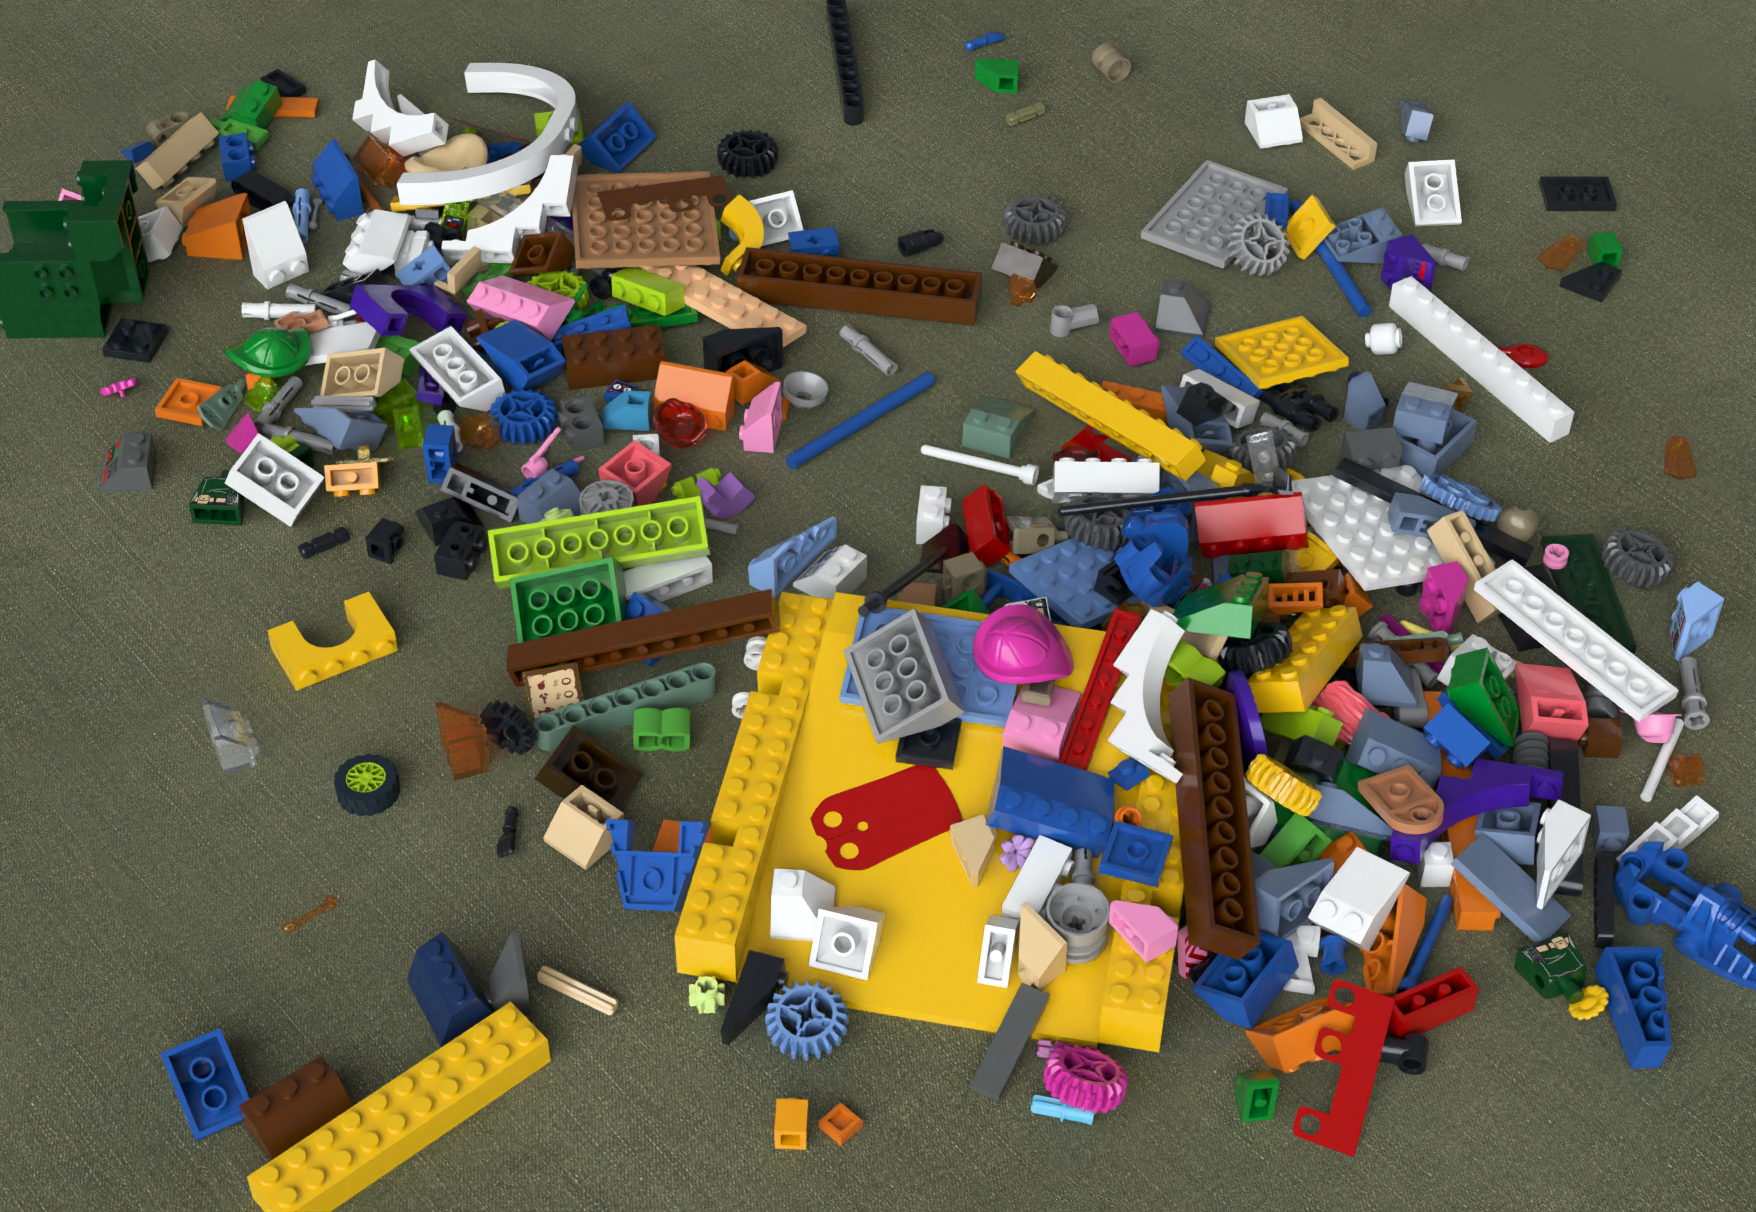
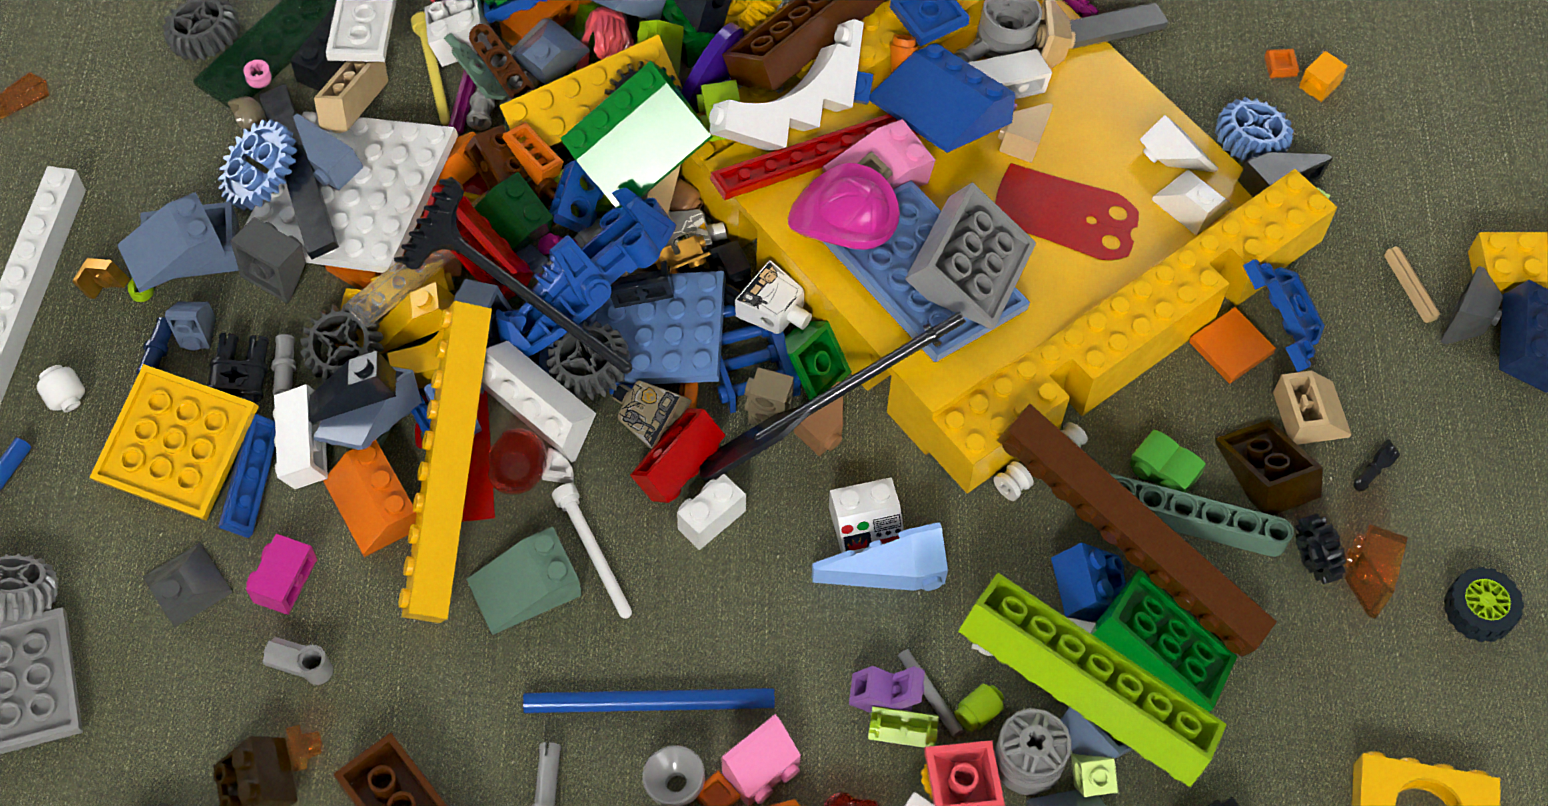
camera: 140 degrees left, 15 degrees up
(552, 689) = (1245, 568): piece -> none
(998, 950) = (1071, 66): white slope -> none
(1443, 595) = (400, 89): dark pink slope -> none

